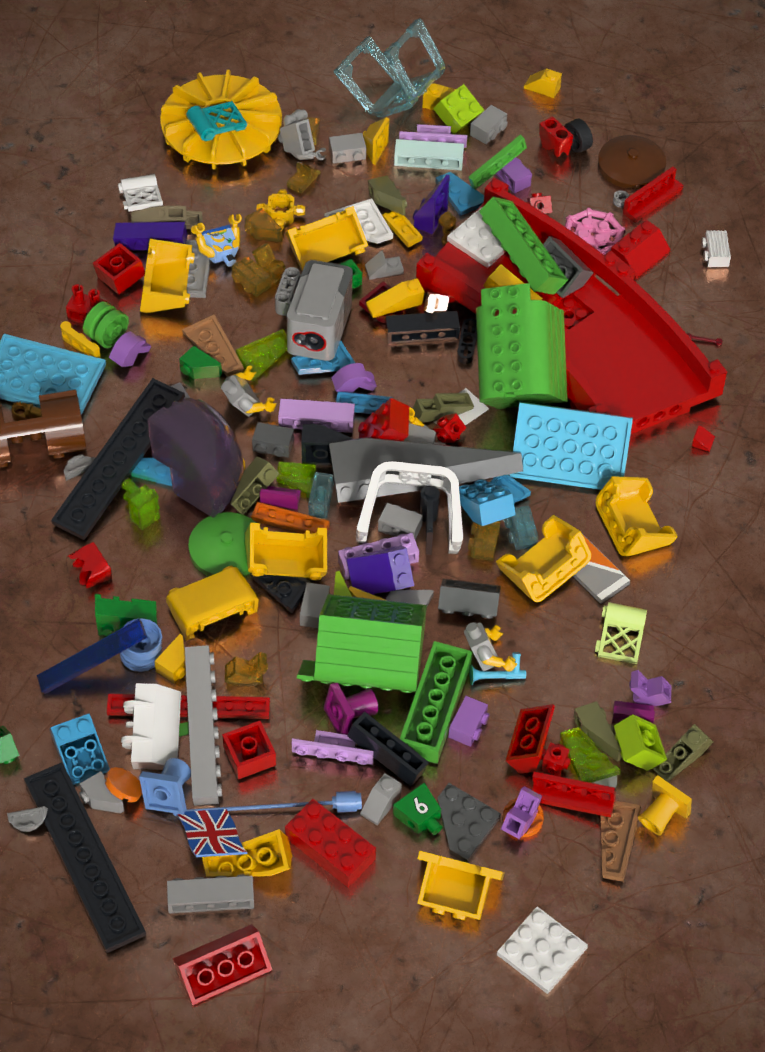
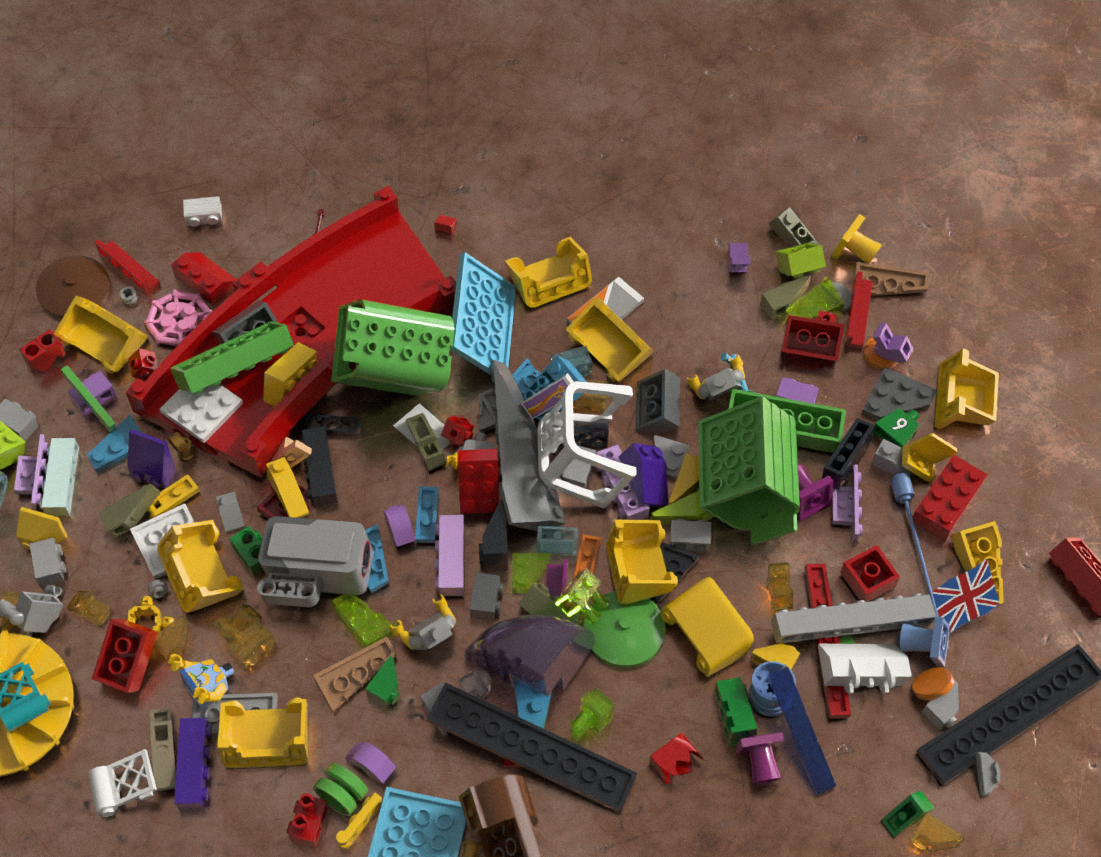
camera: 95 degrees left, 5 degrees up
(76, 628) = (762, 757): none -> magenta plant
(77, 466) = (539, 798): light grey tile -> none
(79, 748) = (894, 736): dark azure slope -> none
(119, 268) = (247, 790): red brick -> none
(210, 894) = (1025, 594): light grey brick -> none
(248, 189) = (124, 655): none -> red brick
(260, 499) = (577, 594): none -> clear neon green brick
(312, 216) = (157, 589): none -> light grey plate
(373, 818) = (924, 453): none -> yellow bracket
(467, 485) = (547, 397): none -> slope
(542, 950) = (1005, 332): white plate -> none
(579, 178) = (99, 334): none -> yellow windscreen
(581, 135) = (38, 322): black tyre -> none
(622, 618) = (662, 278): yellowish green piece -> none
(622, 710) = (760, 272): magenta panel -> none

